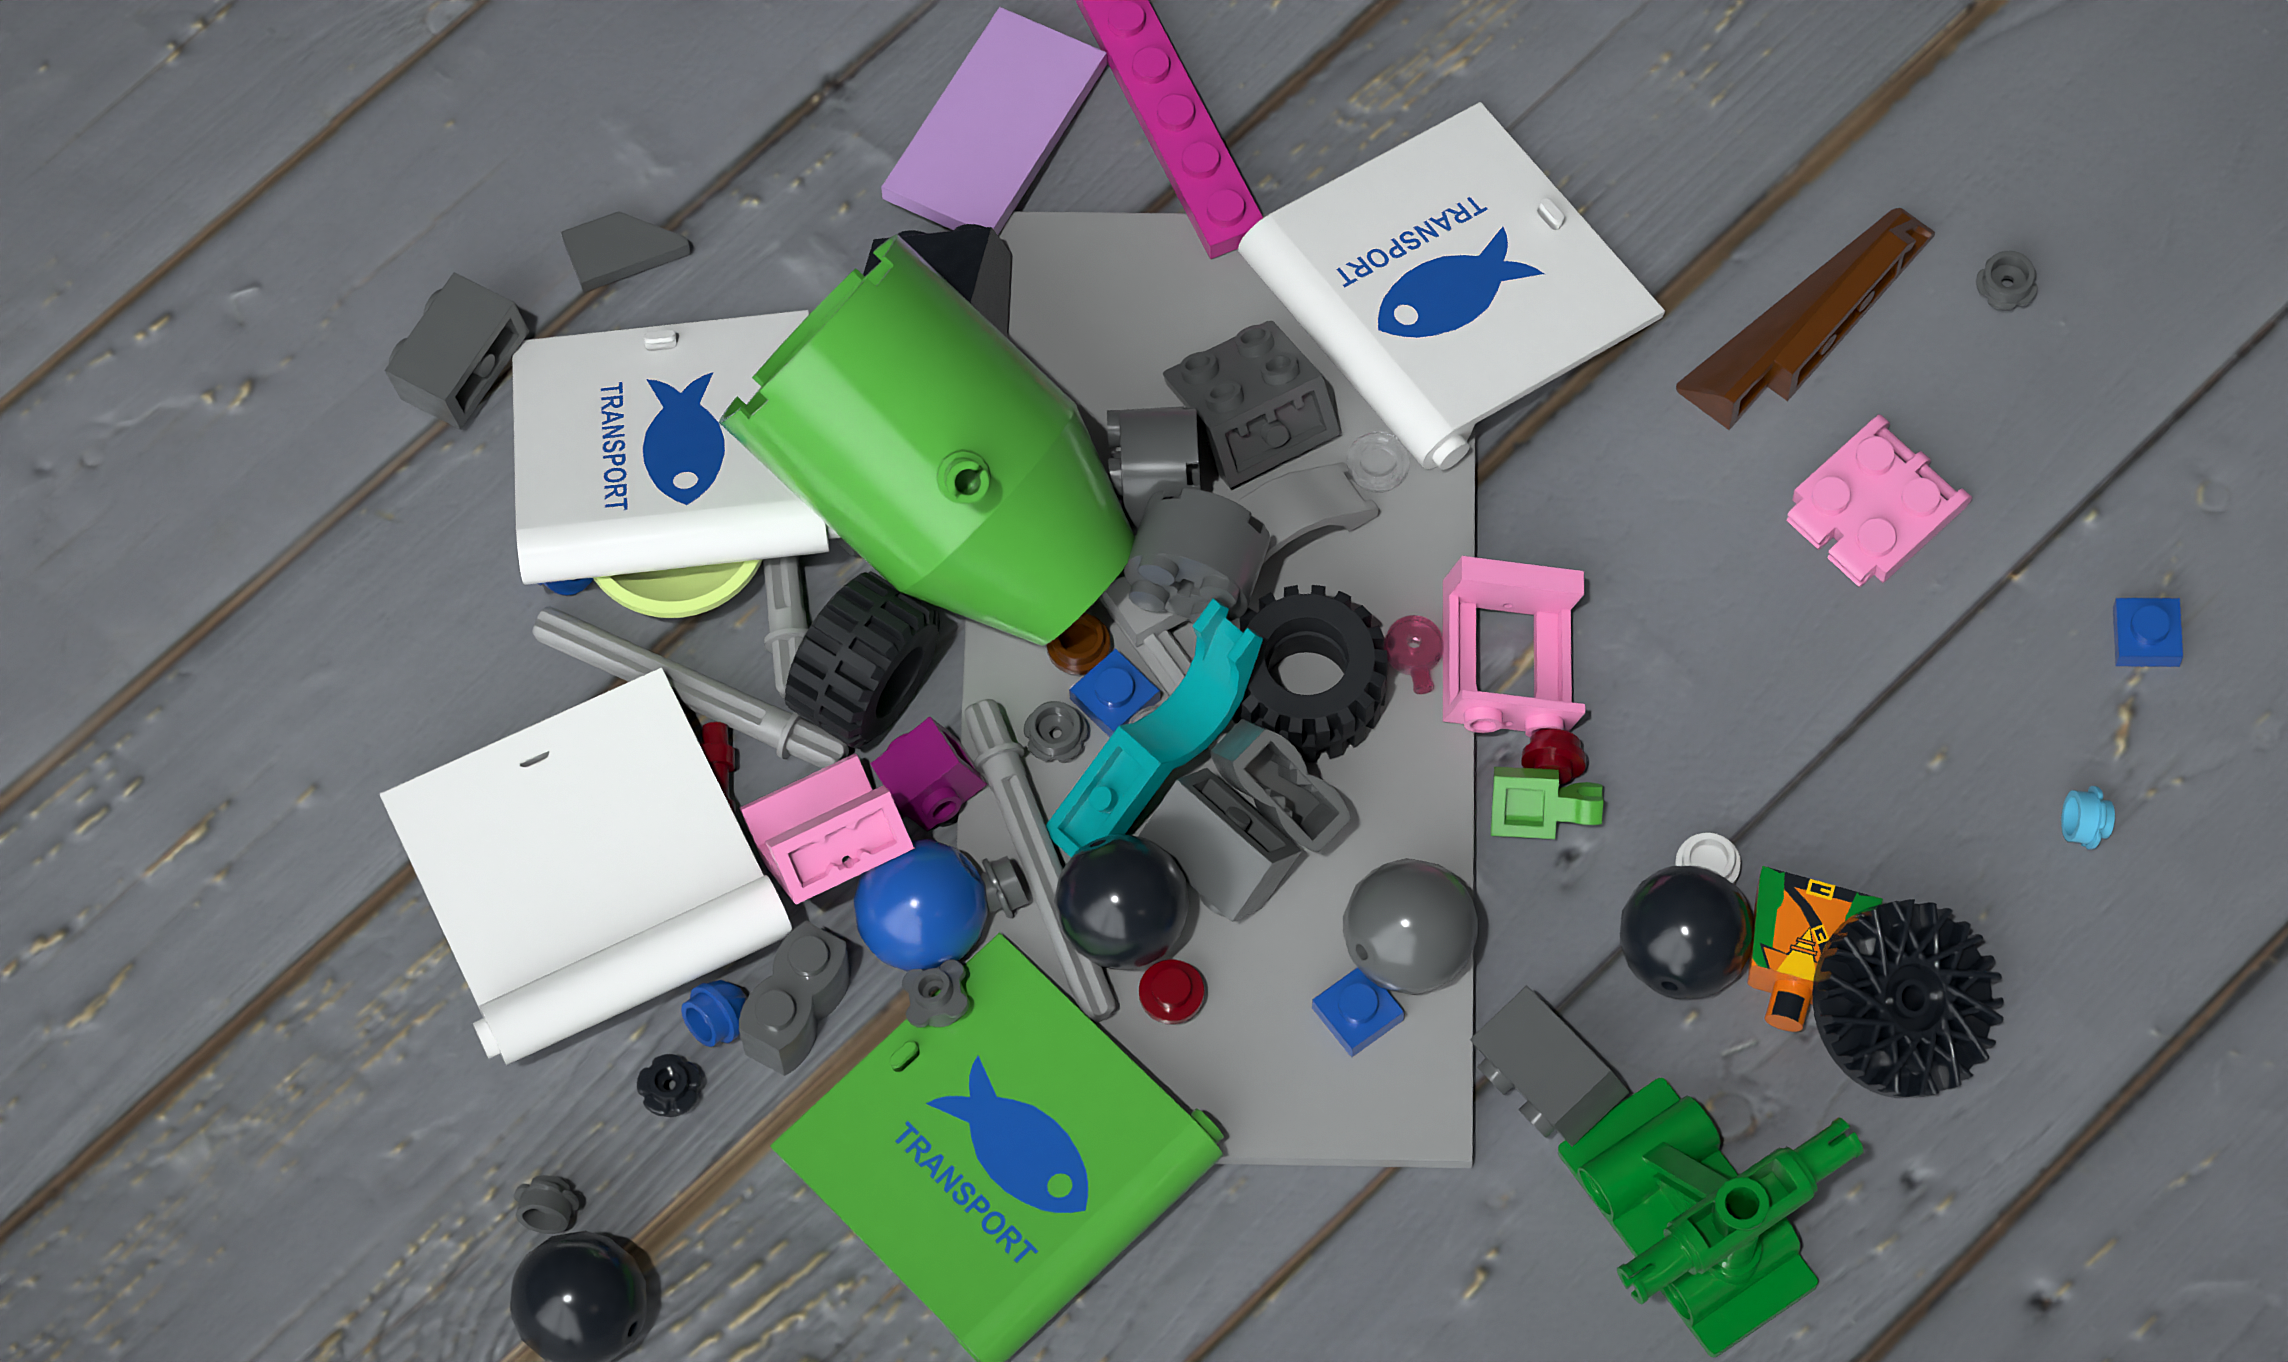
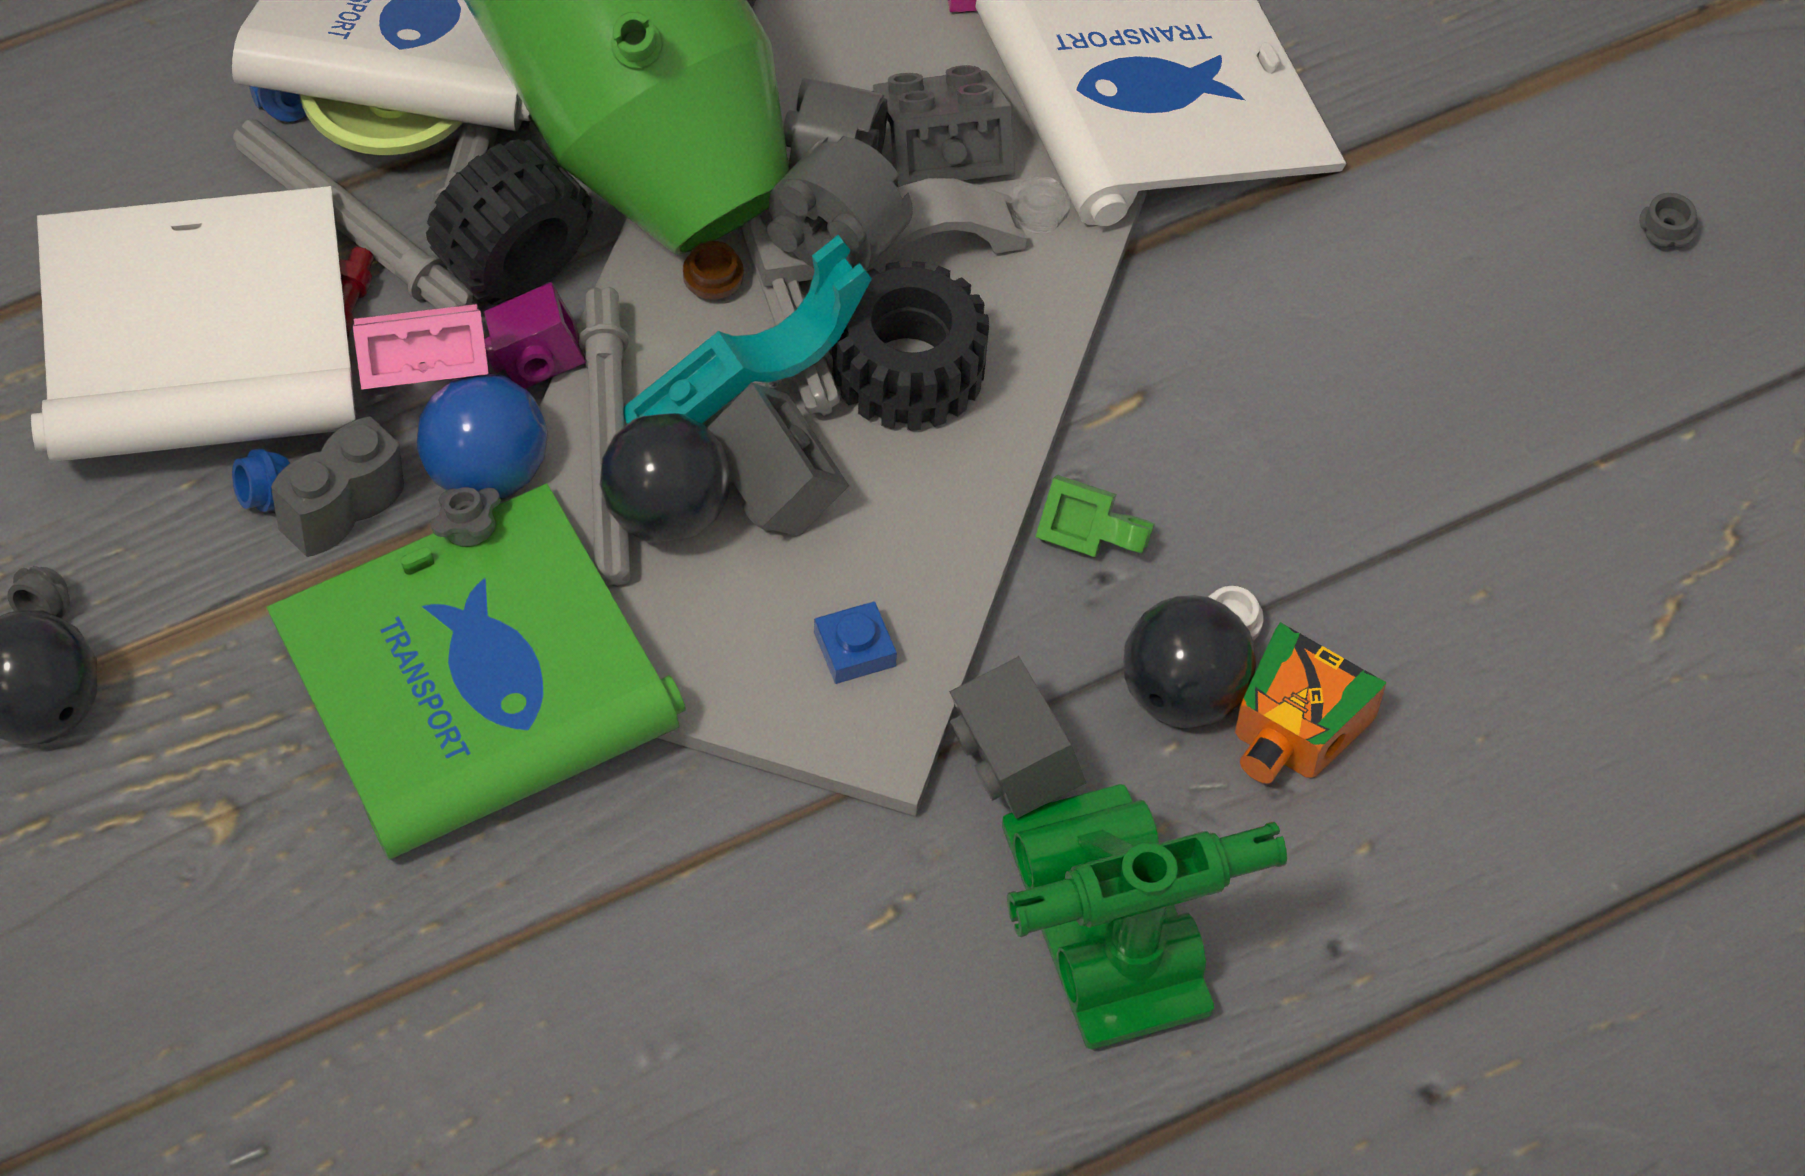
camera: 10 degrees right, 10 degrees down
(674, 1101) = (197, 544): black plate -> none
(1002, 886) = (564, 445): dark grey plate -> none
(1055, 716) = (663, 322): dark grey plate -> none
(1113, 692) = (729, 312): blue plate -> none
(1171, 991) = (685, 577): dark red plate -> none
(1278, 780) = (842, 406): dark grey brick -> none
(1410, 926) = (926, 574): dark grey piece -> none
(1419, 660) = (1019, 361): clear pink piece -> none
(1515, 588) = (1128, 337): bright pink panel -> none
(1556, 751) = (1122, 478): dark red plate -> none
(1807, 323) = (1473, 211): reddish brown wedge -> none
(1874, 504) = (1488, 367): bright pink plate -> none
(1905, 999) = (1380, 777): black wheel -> none
(2087, 817) = (1607, 677): medium azure plate -> none
(2147, 632) = (1713, 541): blue plate -> none

